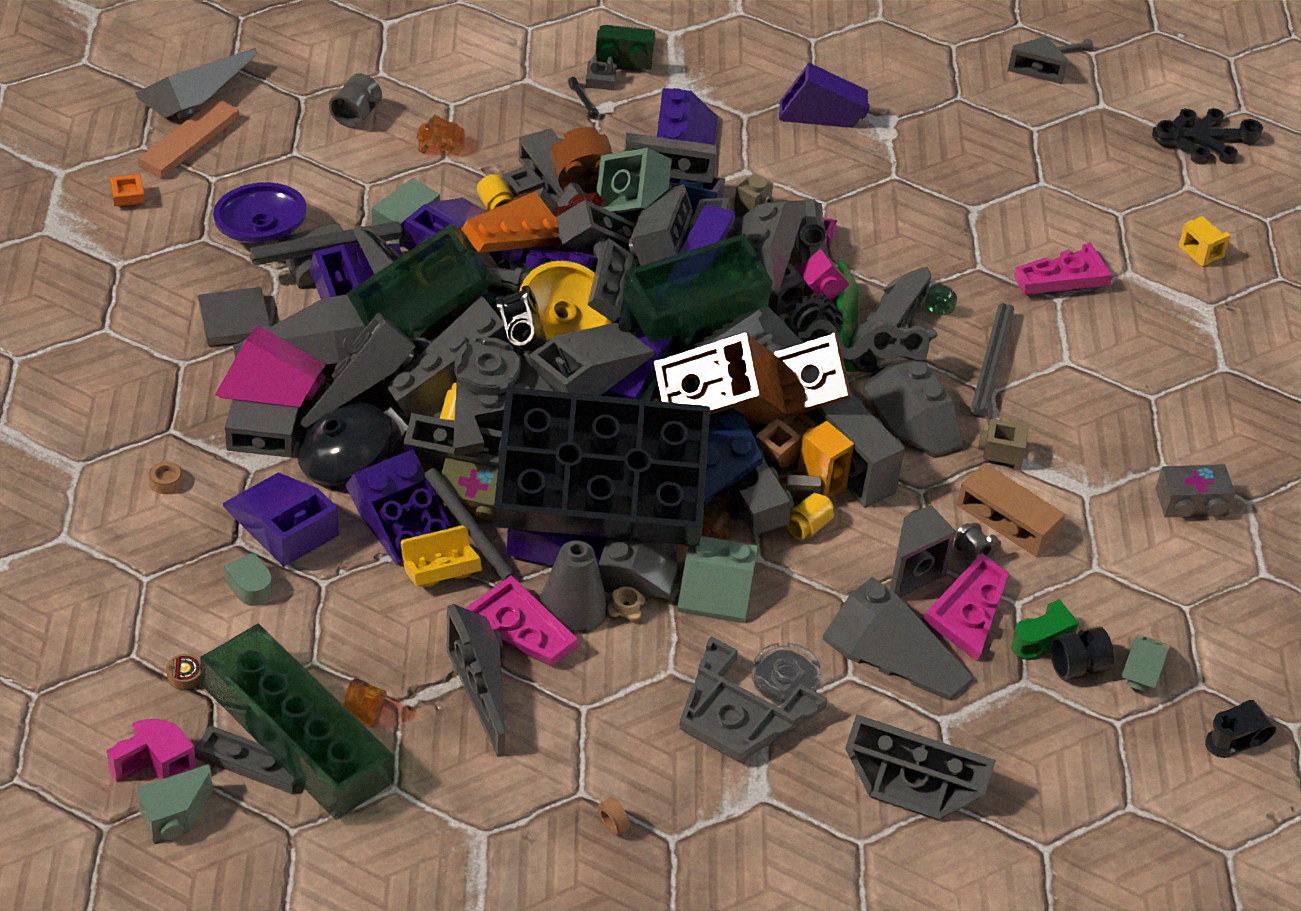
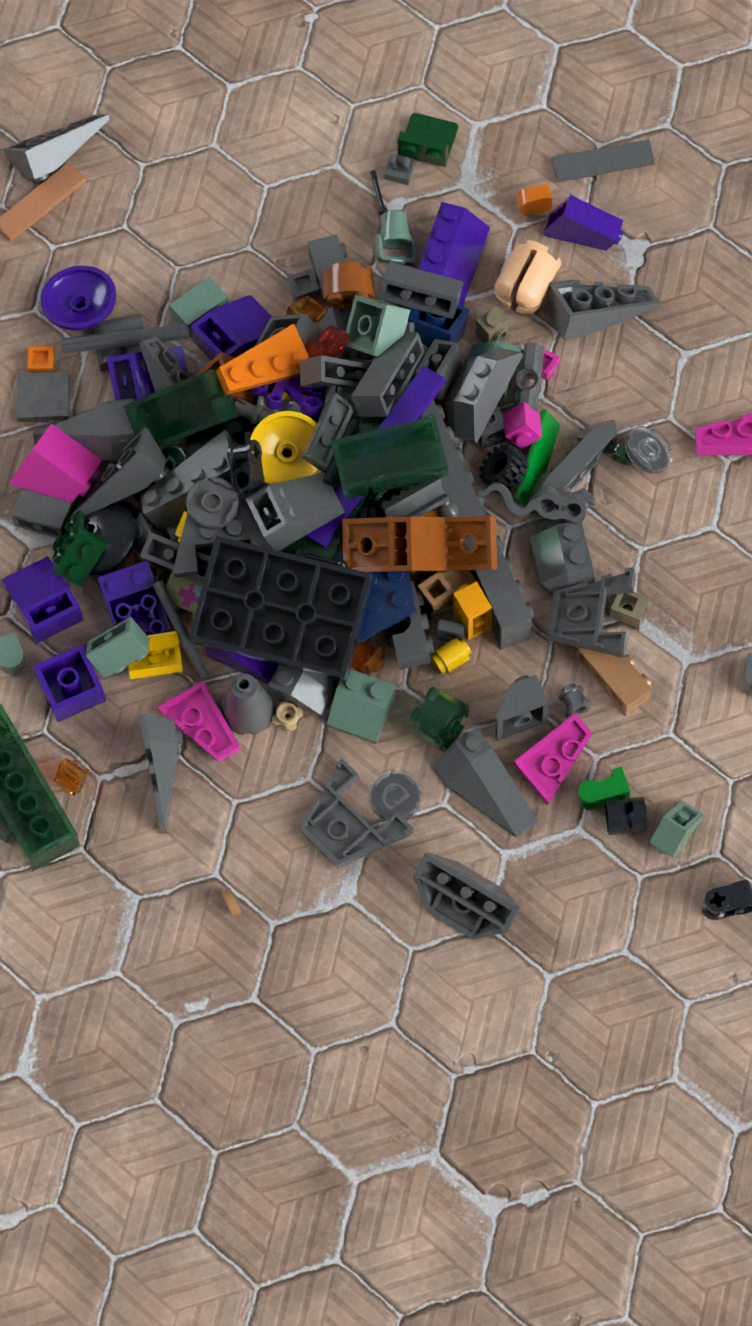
camera: 20 degrees right, 20 degrees up
(224, 277) = (40, 358): none -> orange plate
(319, 451) = (76, 550): none -> dark green bracket
(340, 597) = (69, 683): none -> dark purple brick
(355, 100) = (181, 181): dark grey wheel -> none
(397, 545) = (118, 647): none -> sand green brick
(442, 134) = (247, 226): clear orange bracket -> none
(494, 191) = (277, 296): yellow brick -> none
(615, 123) = (395, 235): none -> sand green piece
(762, 85) = (534, 199): none -> orange piece
(790, 146) = (526, 277): none -> light nougat cylinder
(820, 576) = (439, 718): none -> clear green brick
(822, 50) = (603, 160): none -> dark grey tile
(860, 173) = (591, 308): none -> dark grey wedge
(956, 450) = (579, 614): none -> dark grey wing
(971, 291) = (648, 450): none -> clear tile
(992, 360) = (648, 518): dark grey axle -> none

